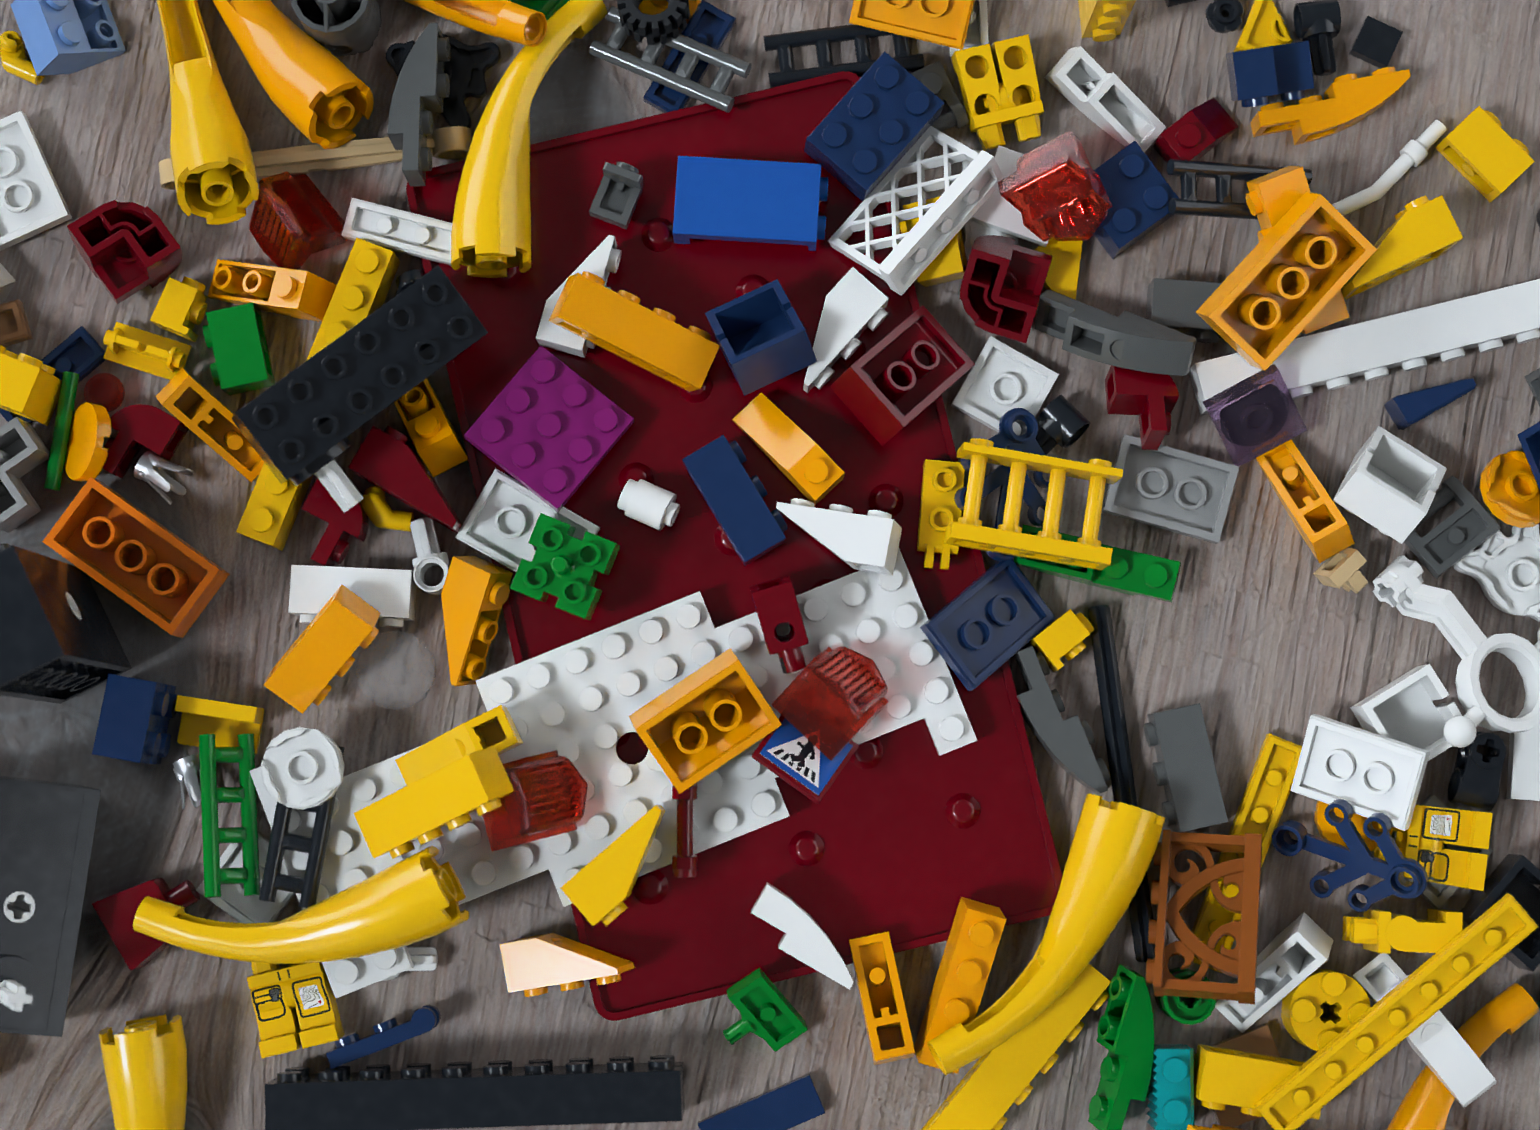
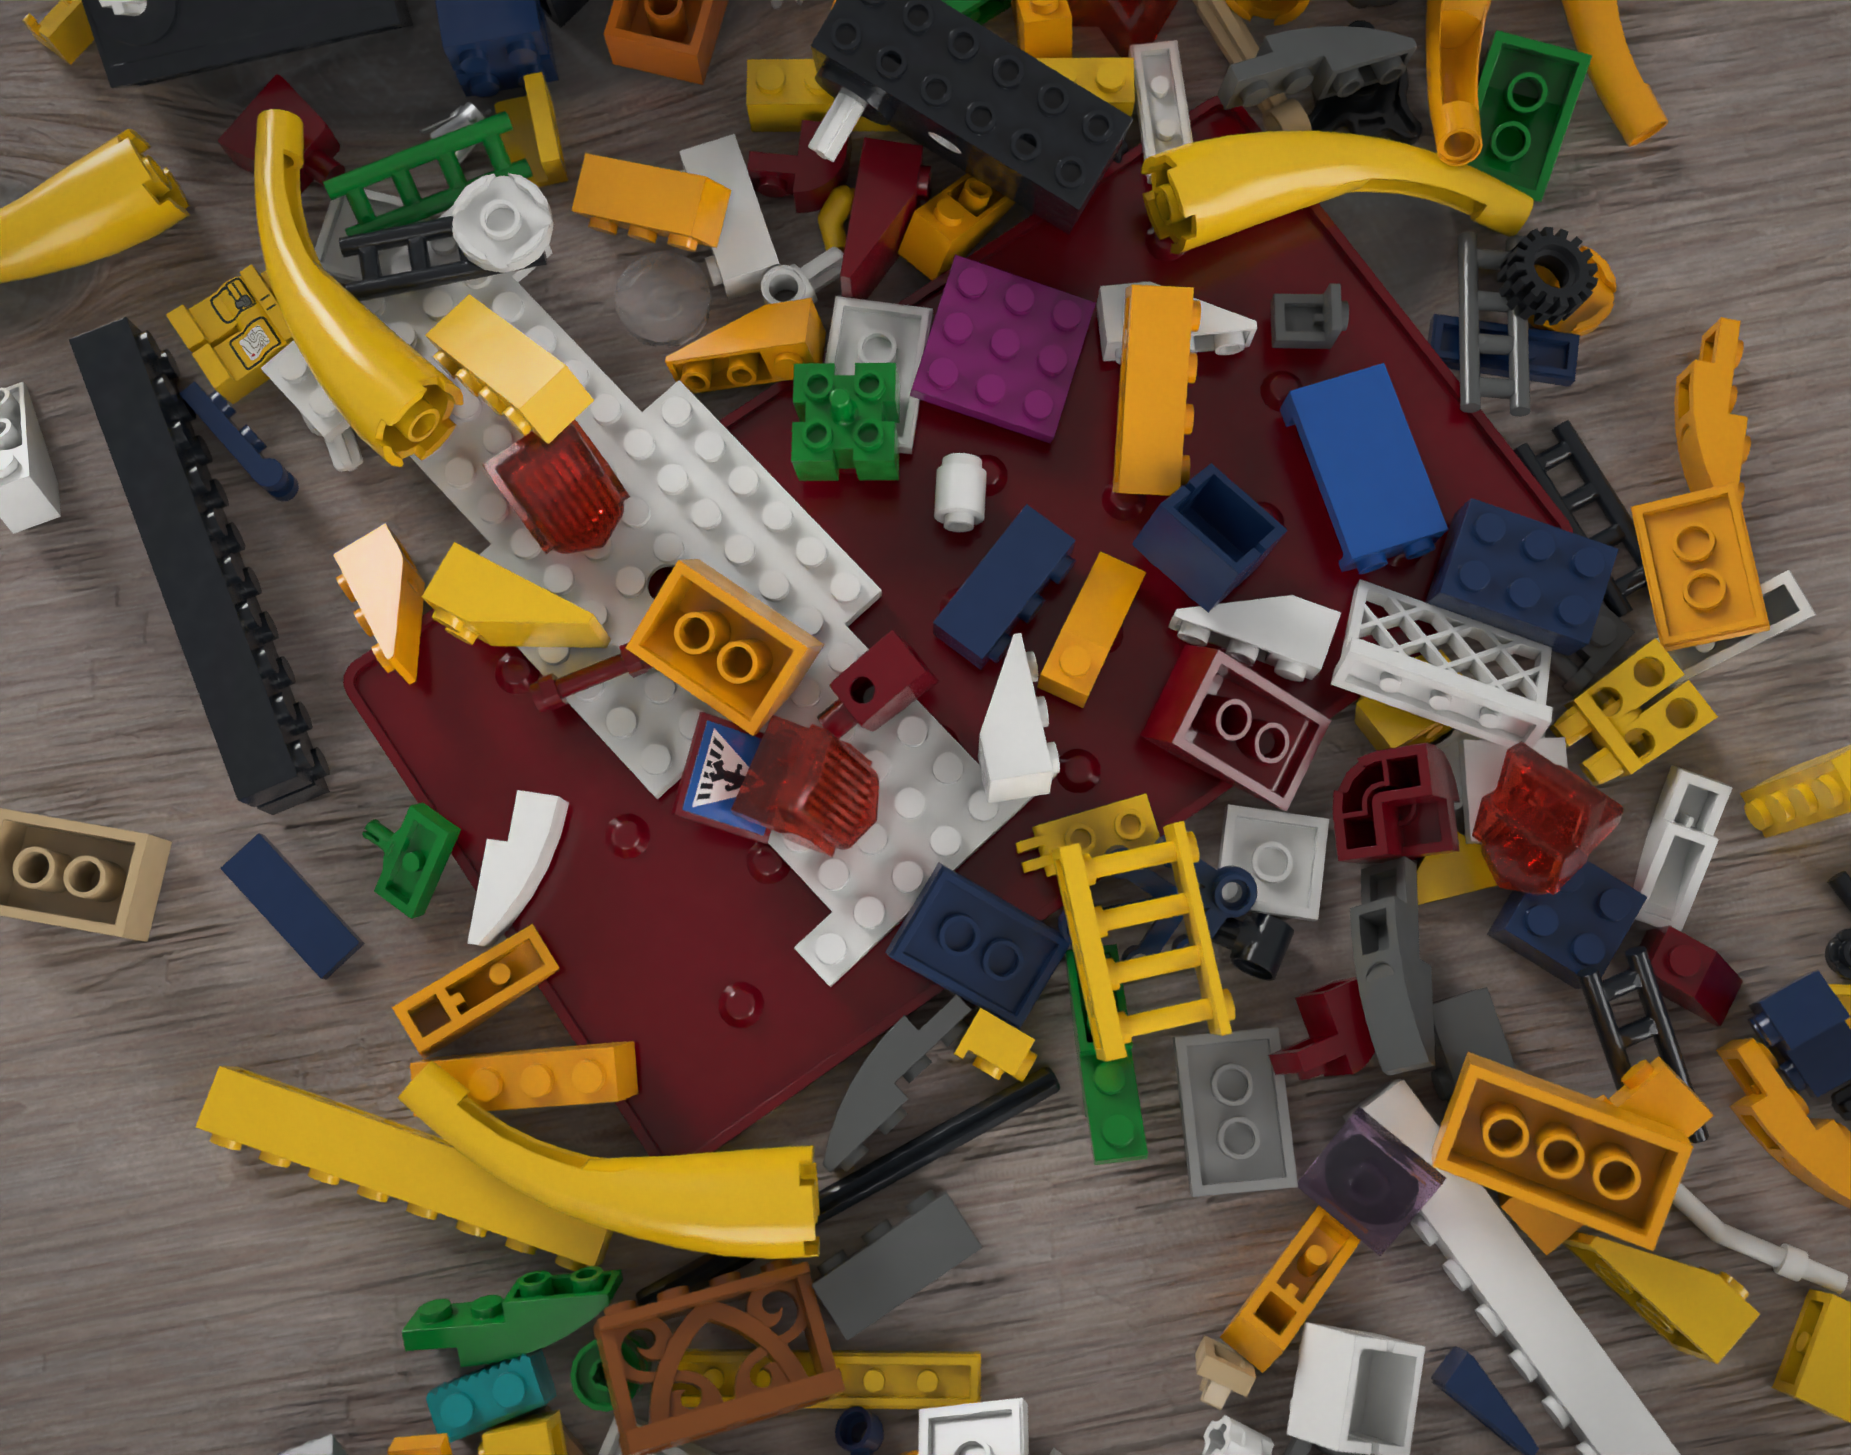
camera: 70 degrees right, 5 degrees down
(483, 731) = (619, 408): yellow slope -> none

